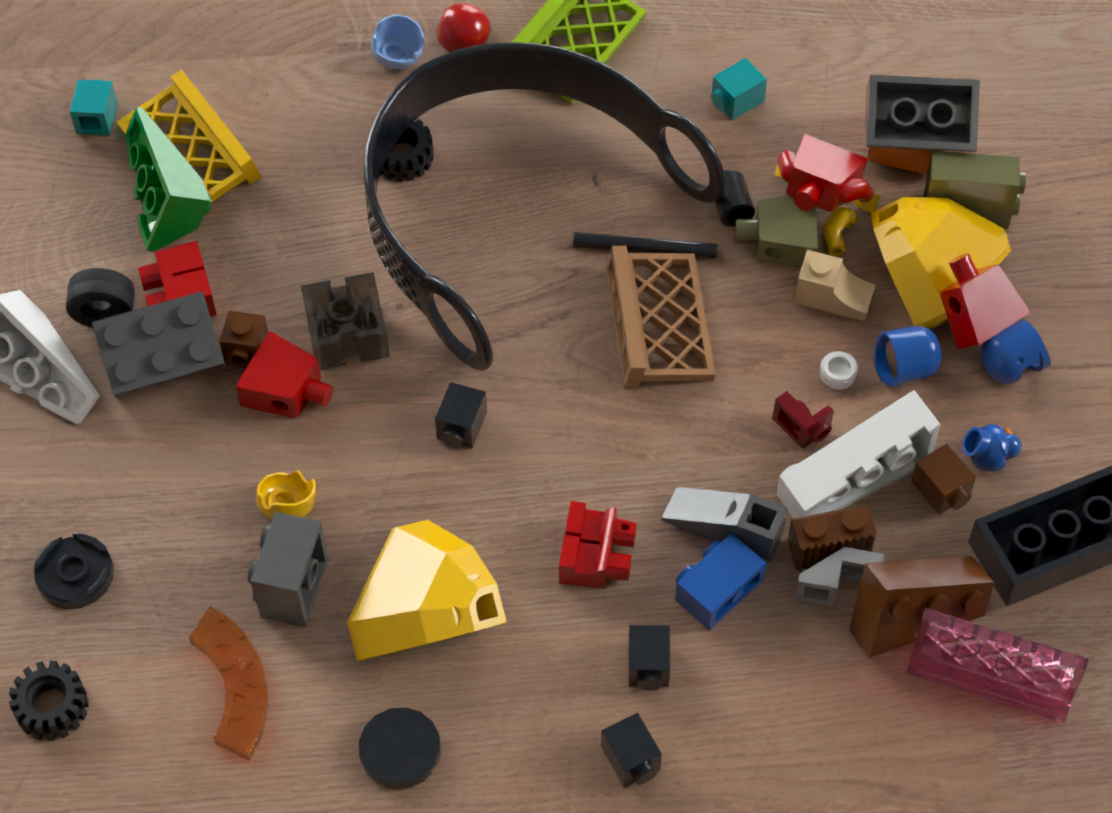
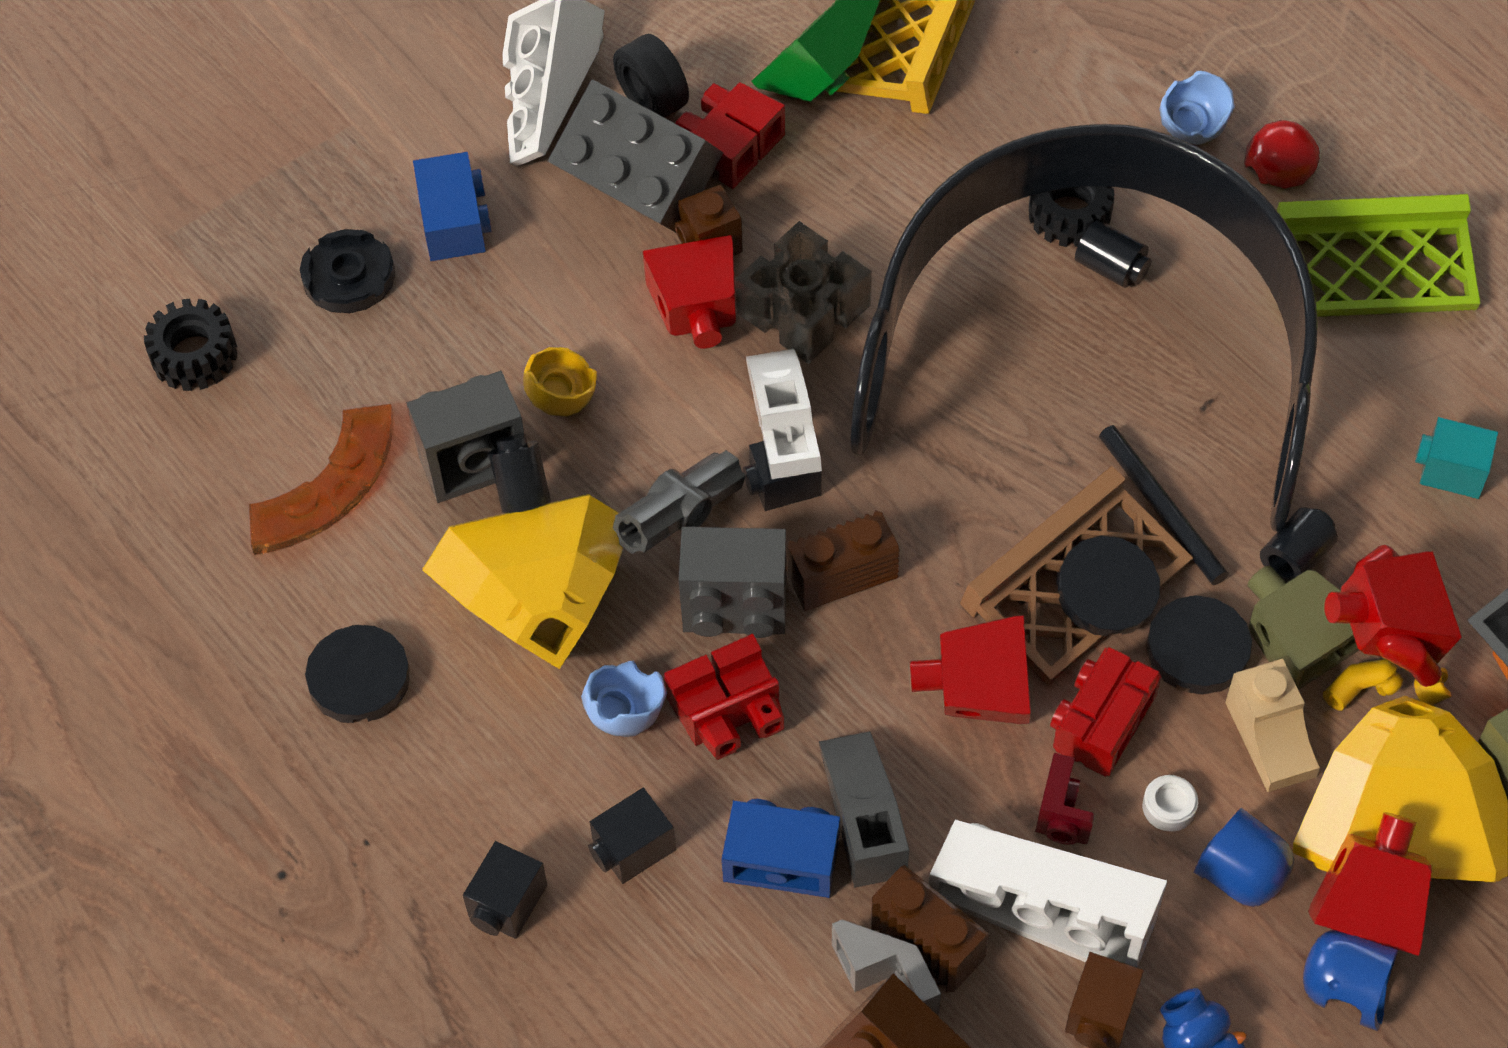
camera: 55 degrees right, 0 degrees up
(85, 476) = (450, 207): none -> blue brick
(348, 556) = (519, 474): none -> black brick
(429, 379) = (784, 413): none -> white slope
(441, 482) = (678, 501): none -> dark grey piece
(459, 152) = (1113, 254): none -> black brick
(525, 487) = (733, 581): none -> dark grey brick
(552, 602) = (623, 699): none -> light blue hair
(553, 425) = (842, 560): none -> reddish brown brick
(683, 304) = (1108, 586): none -> black tile
(690, 402) = (980, 672): none -> red torso
(751, 288) = (1198, 644): none -> black tile
(761, 359) = (1105, 710): none -> red brick

